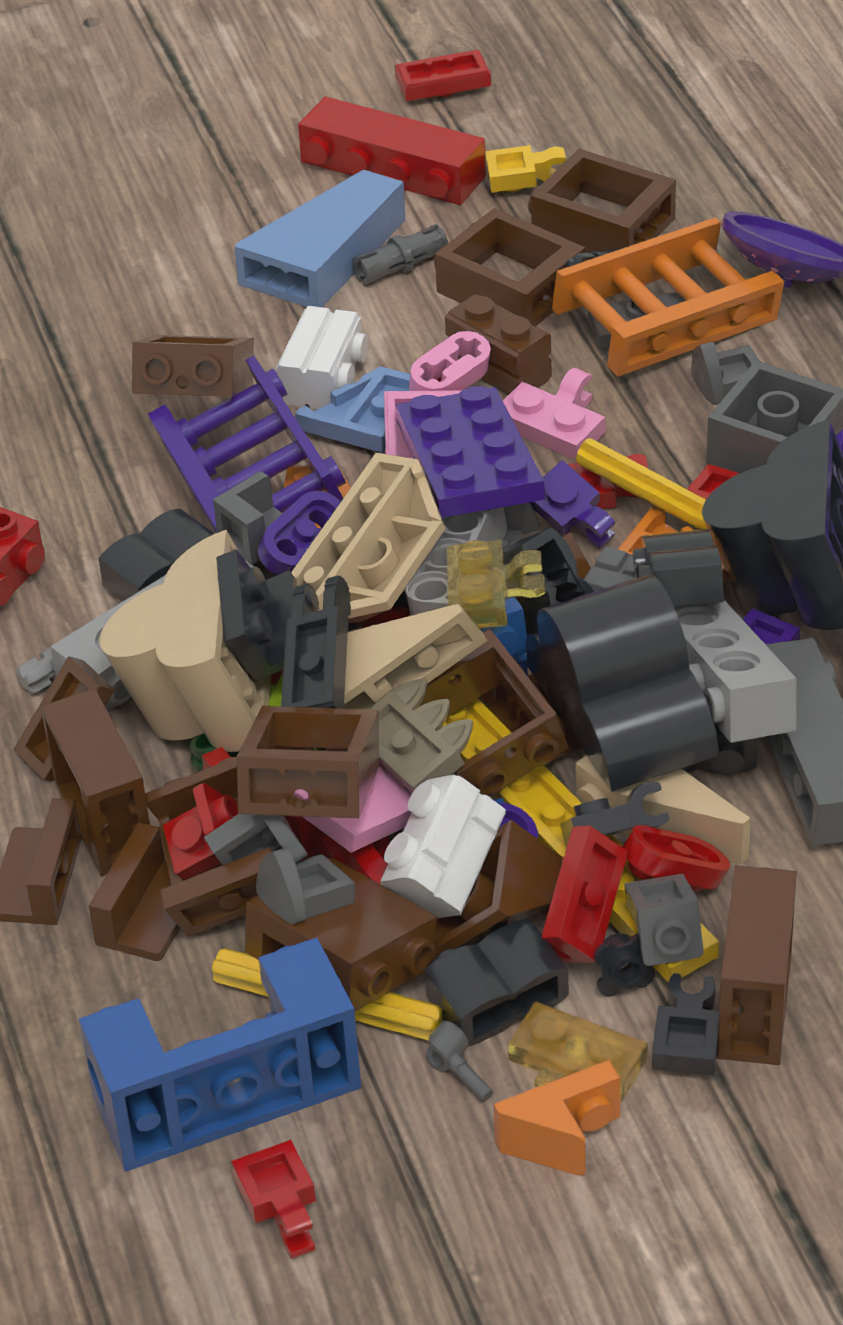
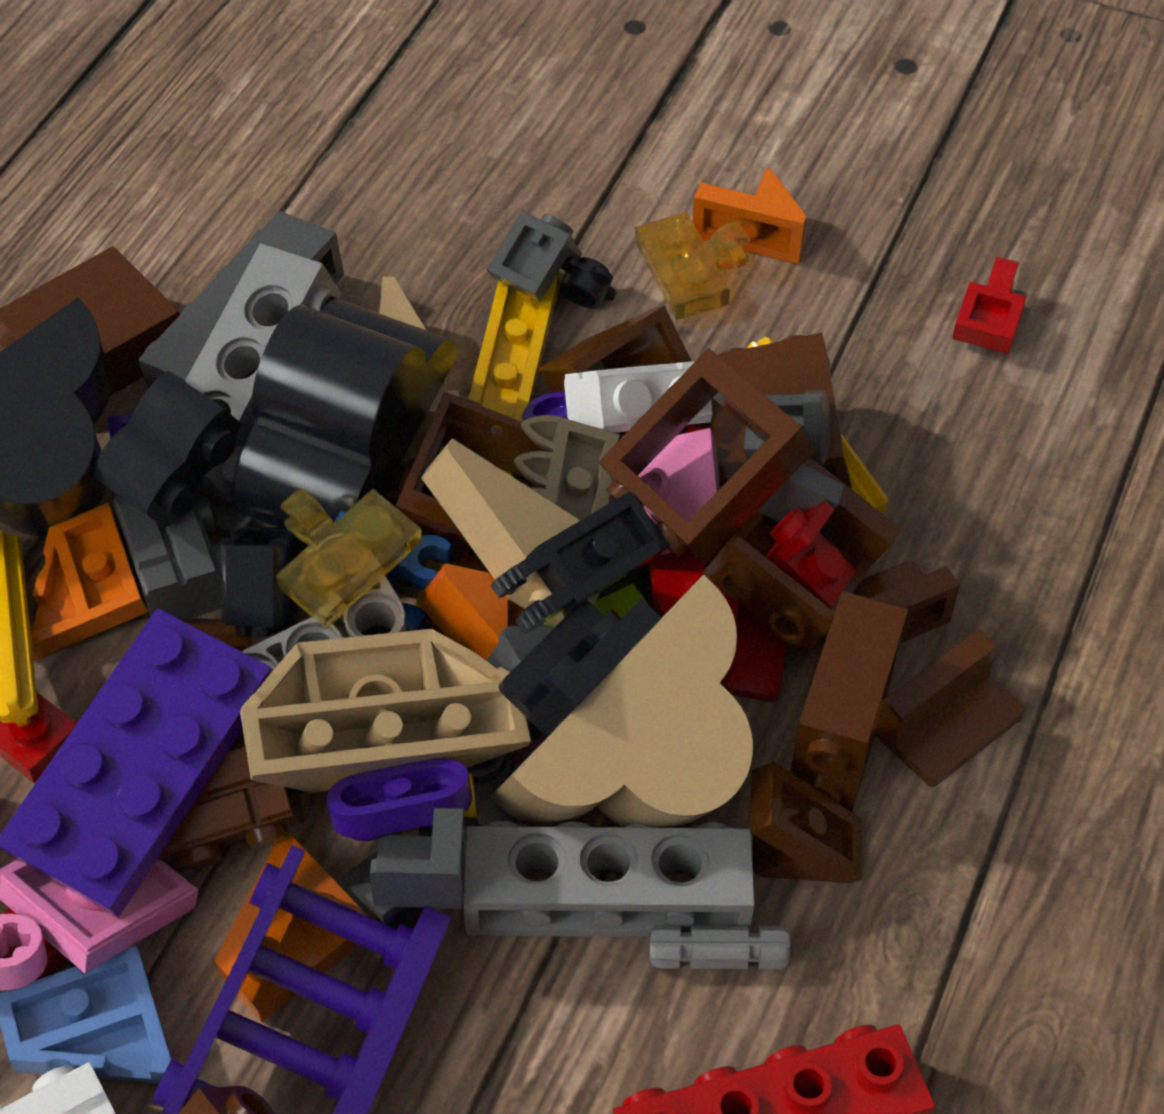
camera: 140 degrees left, 10 degrees up
(147, 556) = (521, 972): black brick -> none
(181, 1097) = (914, 347): blue plate -> none
(444, 1053) = (772, 321): dark grey hand -> none
(497, 980) = (702, 317): black brick -> none
(573, 503) = (78, 691): dark purple plate -> none
(584, 895) = (569, 309): red panel -> none
(618, 818) = (492, 340): black plate -> none
(668, 853) = (466, 302): red plate -> none
(687, 1030) = (604, 213): black plate -> none
(756, 965) = (543, 135): reddish brown window -> none

